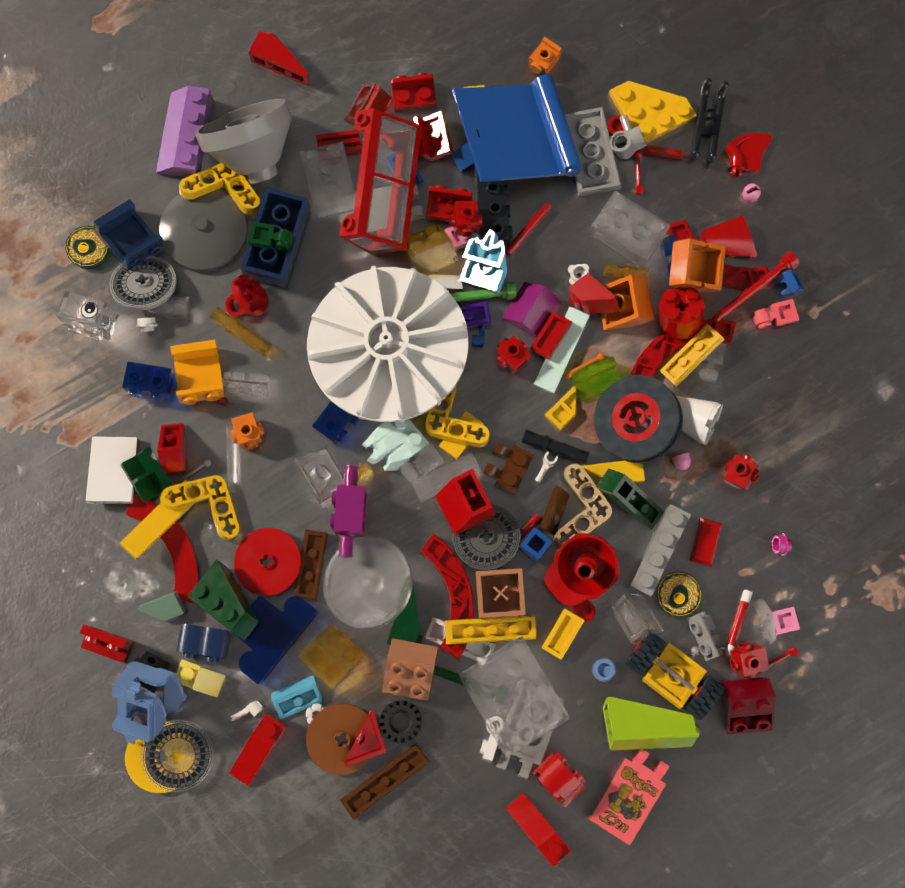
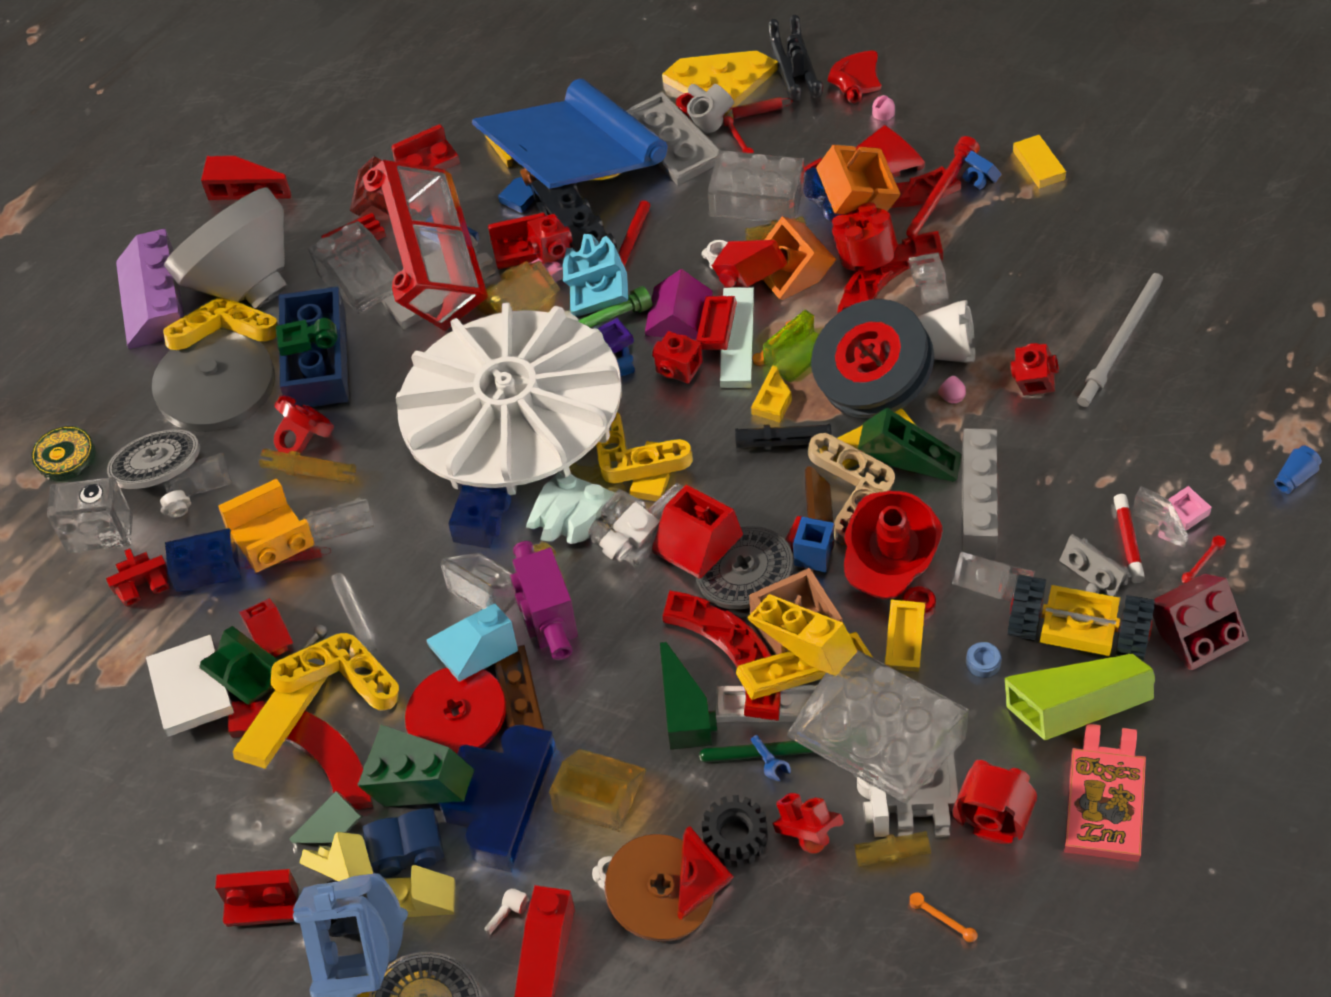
camera: 15 degrees left, 25 degrees down
(96, 375) = (137, 571): none -> red hips
(127, 235) = (111, 417): dark blue panel -> none
(160, 644) = (342, 860): none -> light yellow slope
(244, 424) = (362, 565): orange brick -> none
(295, 519) = (475, 642): none -> medium azure slope
(296, 697) = (572, 862): medium azure slope -> none
(370, 586) = (612, 677): clear dish -> none
(384, 781) = (748, 921): reddish brown tile -> none
(409, 669) = (716, 749): nougat brick -> none
(429, 480) = (634, 527): none -> white plate
(435, 136) = (473, 186): red bracket -> none
(442, 684) = (770, 761): none -> blue hand
(443, 738) = (806, 821): none -> red hips
(487, 775) = (892, 849): none -> clear yellow pin
(494, 619) = (807, 634): none -> yellow slope
(507, 848) = (917, 902): none -> orange hinge
(513, 470) = (741, 480): reddish brown plate -> none
(538, 829) = (1004, 889): red slope -> none
(546, 465) = (782, 459): white hand -> none
(551, 54) = (569, 66): orange brick -> none
(678, 594) = (1032, 535): tile -> none
(692, 355) = (905, 270): yellow tile -> none
(706, 542) = (1034, 466): red tile -> none
(749, 659) = (1167, 564): red brick -> none
(780, 493) = (1098, 377): none -> light grey bar
(781, 313) = (986, 201): coral plate -> none
(781, 544) = (1131, 429): dark pink plate -> none
(836, 290) = (1039, 161): none -> yellow tile
(871, 623) = (1297, 469): none -> blue cone

